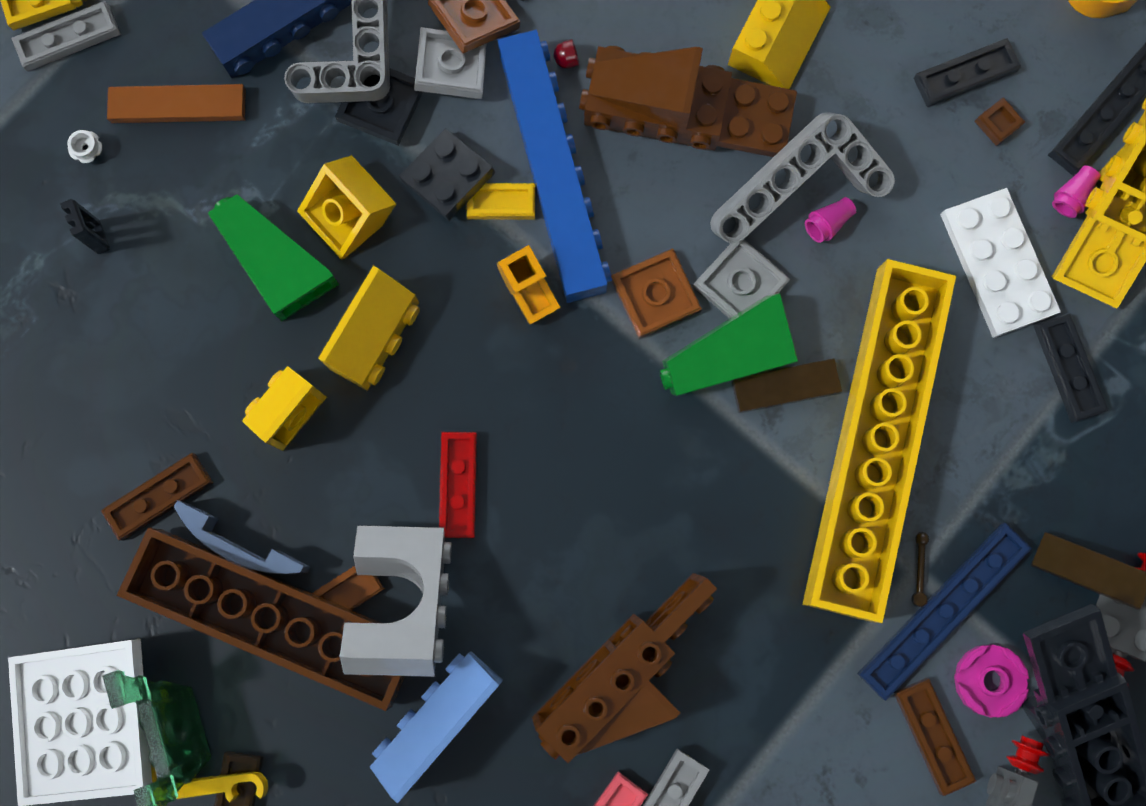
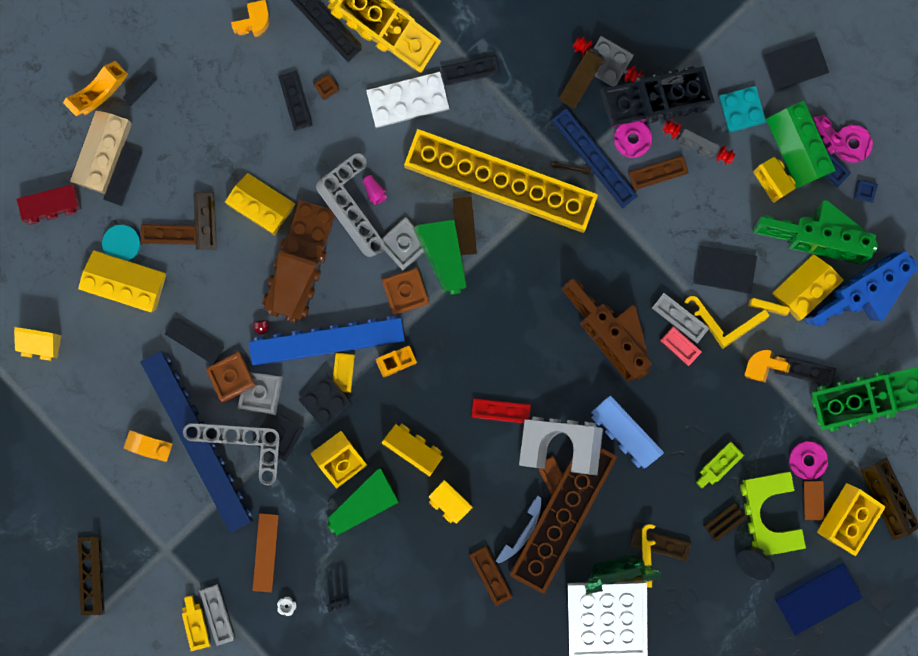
camera: 85 degrees left, 5 degrees up
(1072, 196) = (374, 54): dark pink cone -> none

